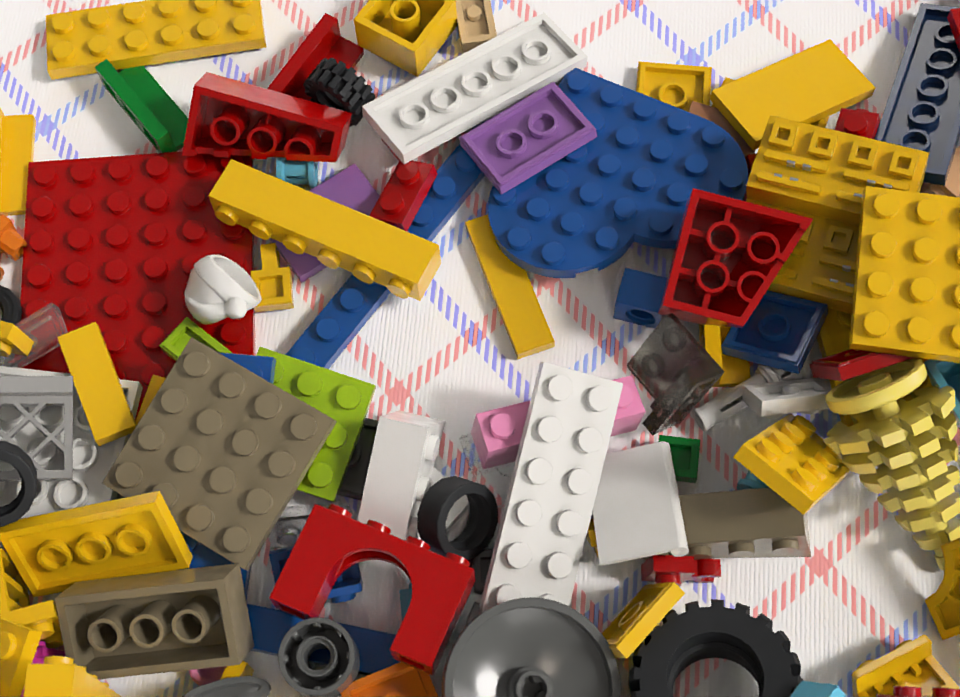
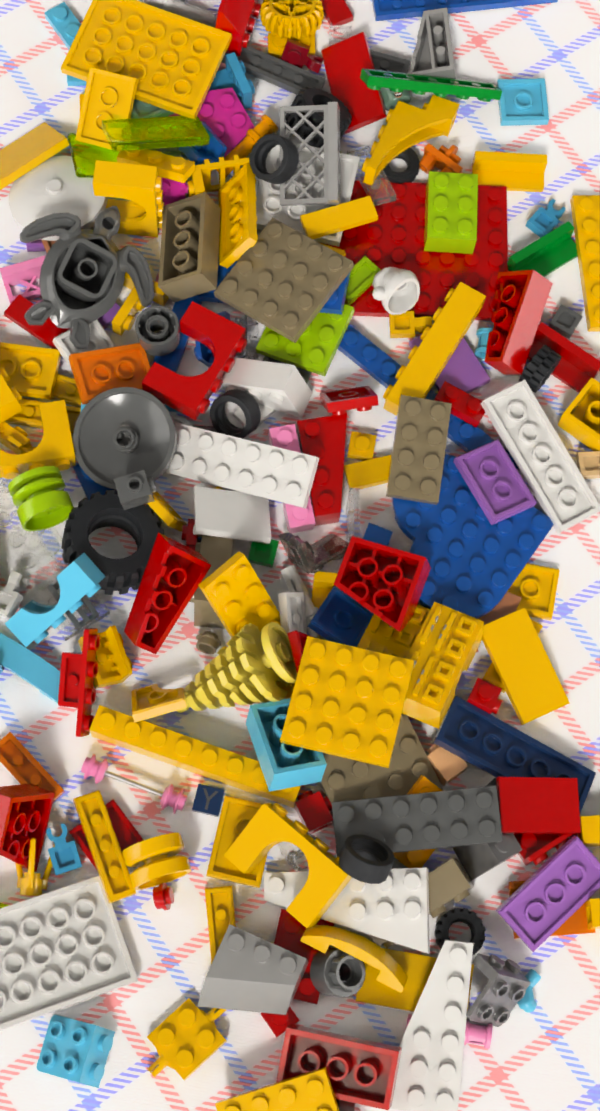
camera: 85 degrees right, 5 degrees up
(82, 223) = (451, 212): none -> lime brick
(88, 108) = (545, 219): none -> dark azure plate
(255, 69) = (565, 321): none -> dark grey plate
(413, 348) = (357, 398): none -> red plate
(480, 333) = (361, 446): none -> yellow plate
(498, 231) = (418, 449): none -> dark tan plate
(505, 373) = (326, 440): none -> red wedge
(616, 323) = (353, 514): none -> clear tile
(639, 647) = (135, 489): none -> dark grey brick
(797, 587) = (164, 592): none -> red wedge
(840, 527) = (208, 642): none -> dark tan plate

